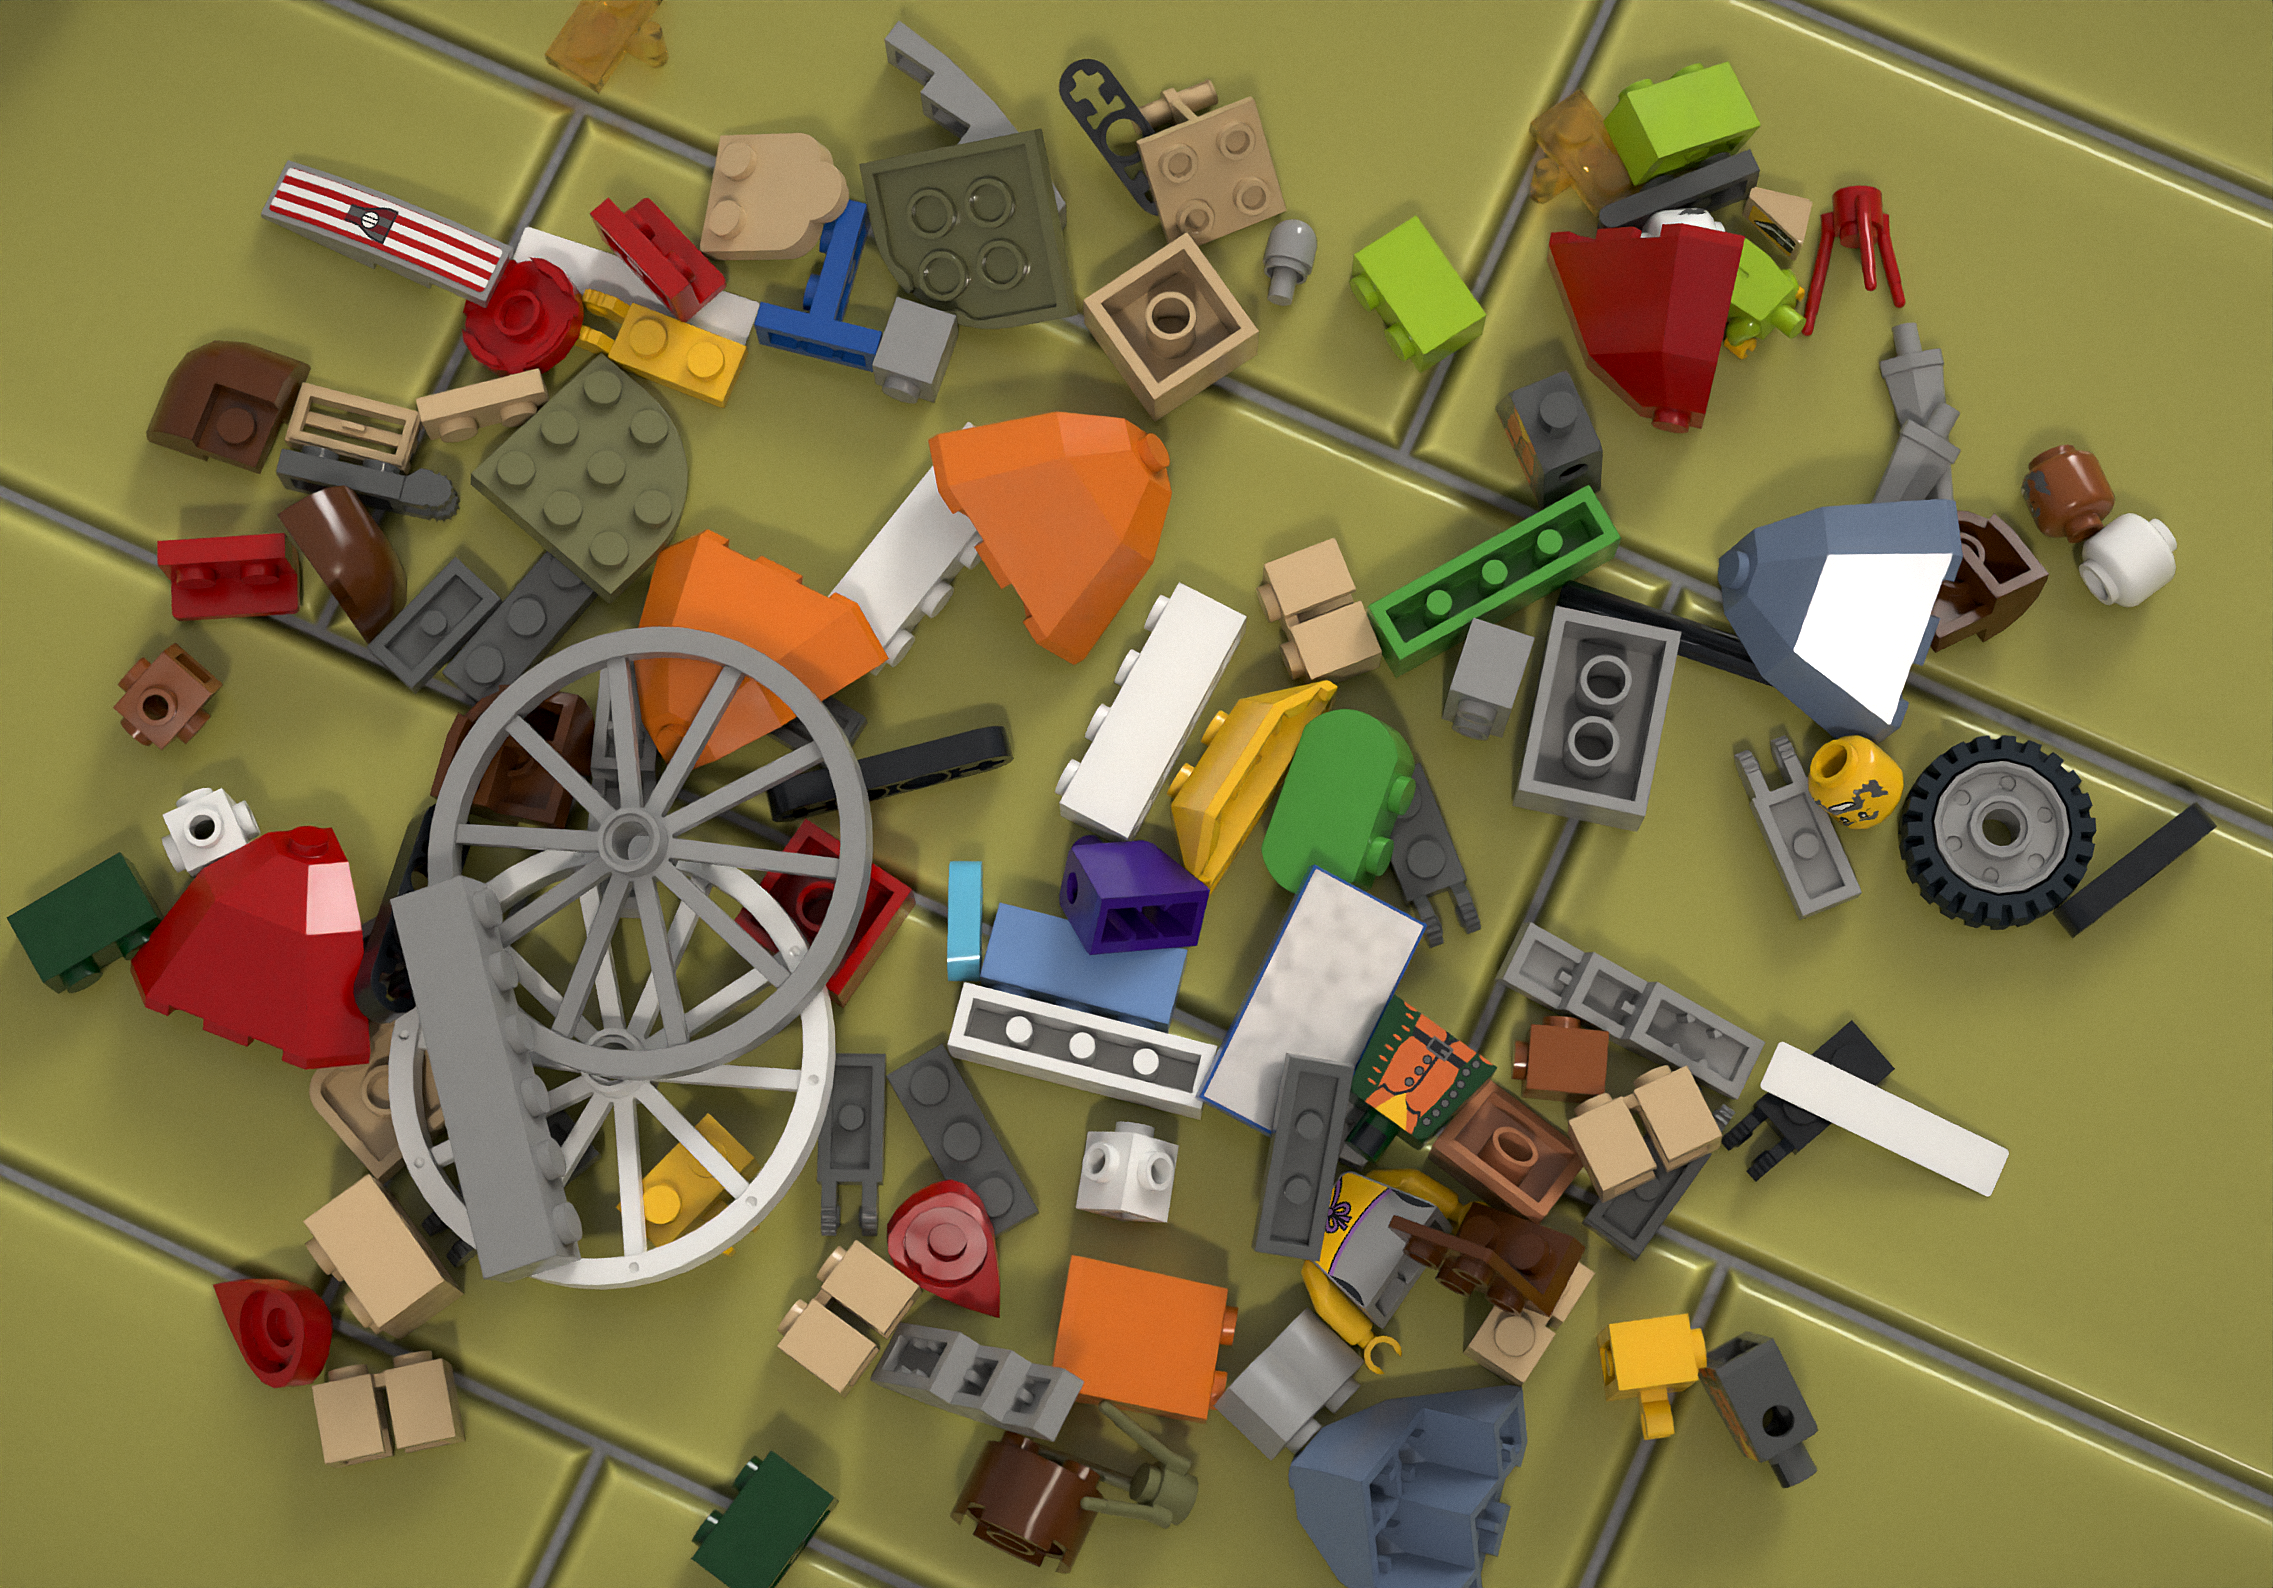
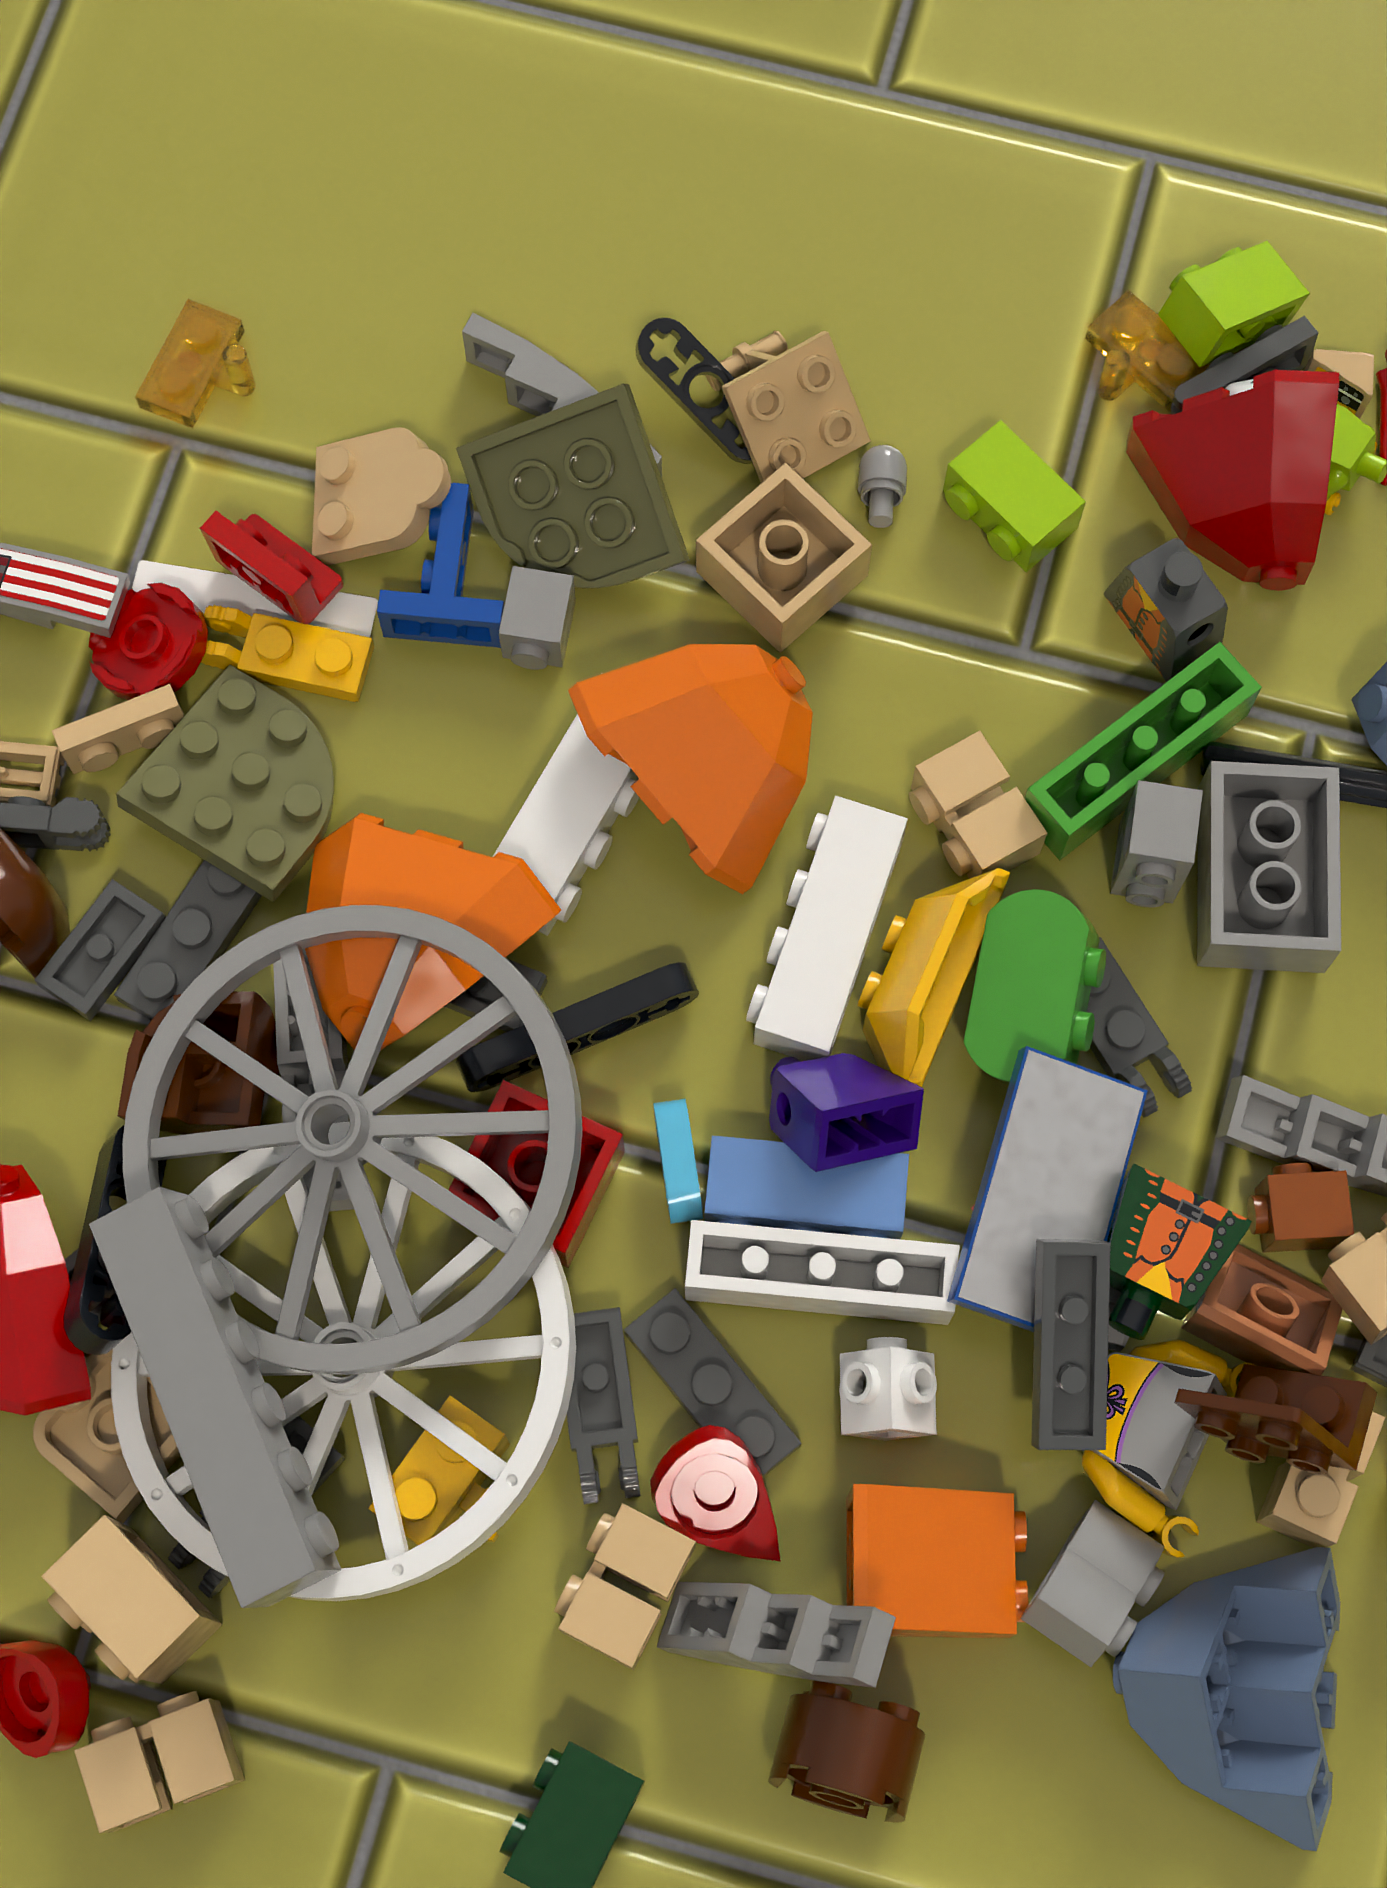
camera: 10 degrees left, 5 degrees down
(1161, 1490) = (980, 1715): olive plant -> none

